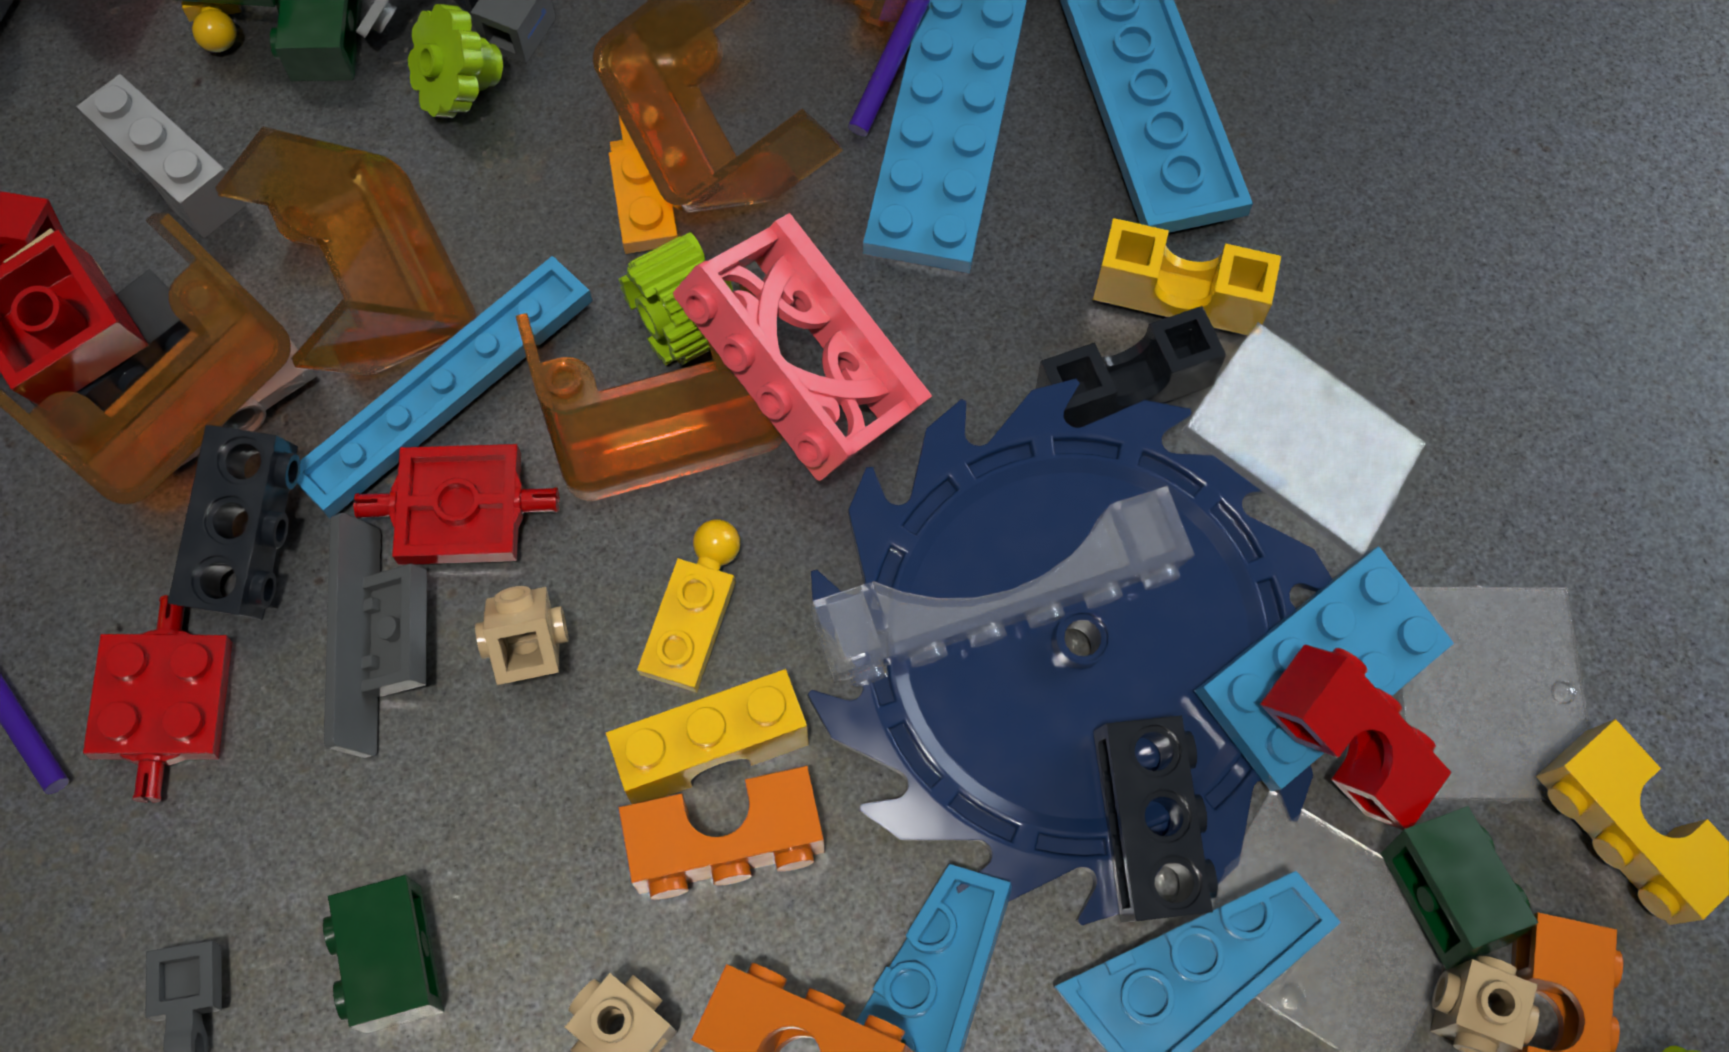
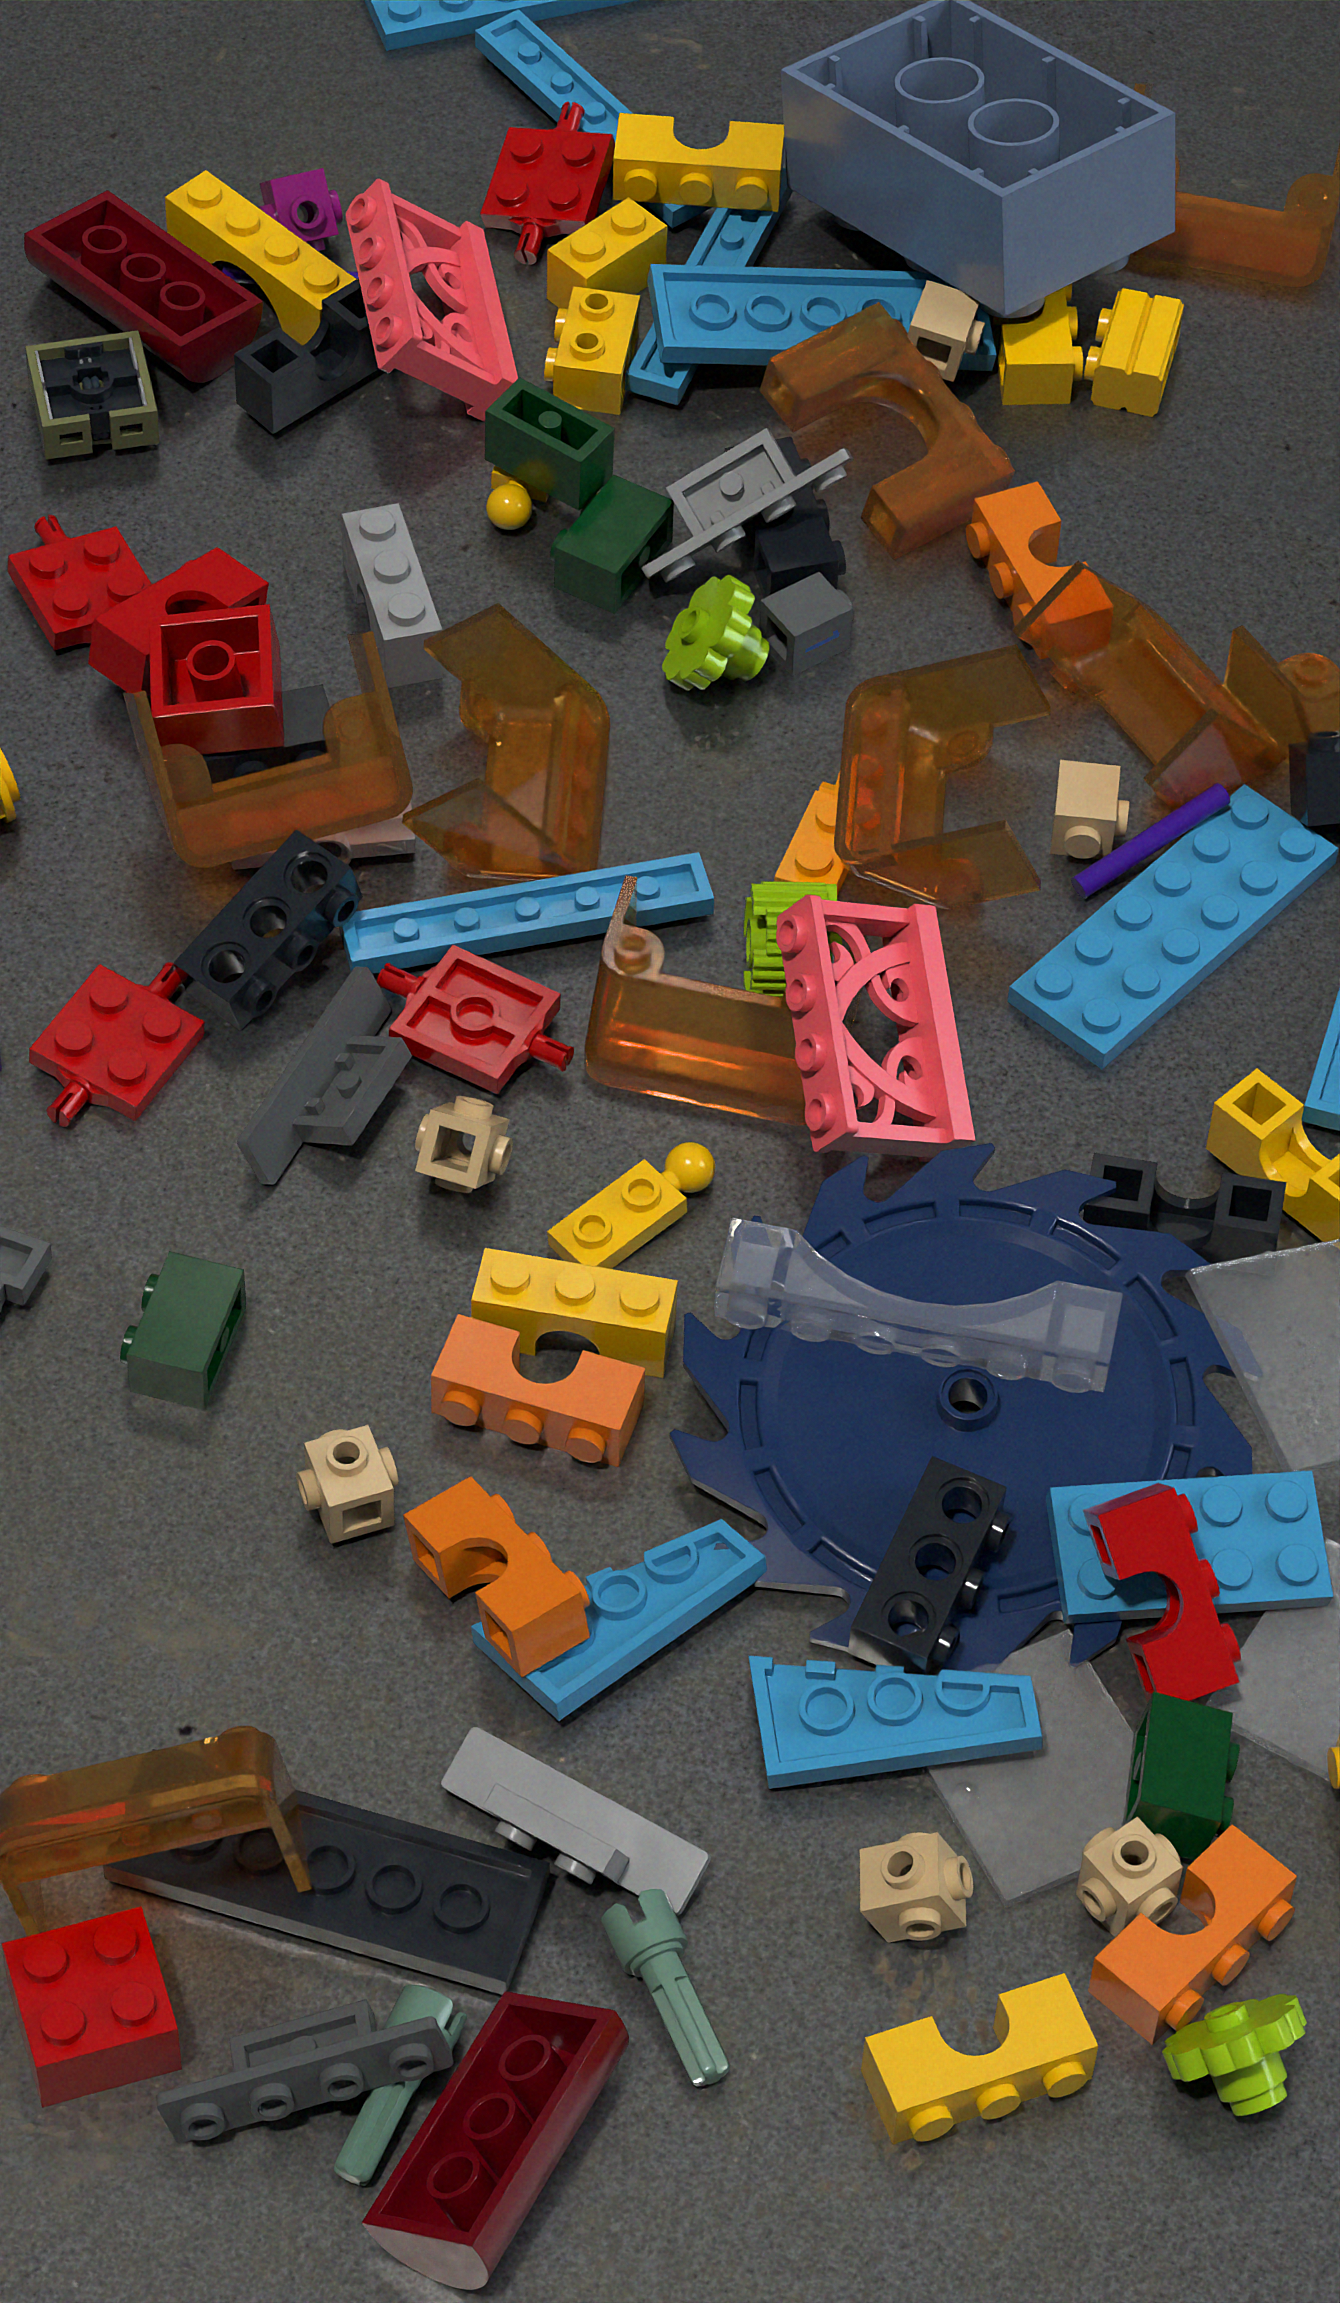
camera: 30 degrees right, 15 degrees down
(827, 62) = (1087, 810): none -> tan brick

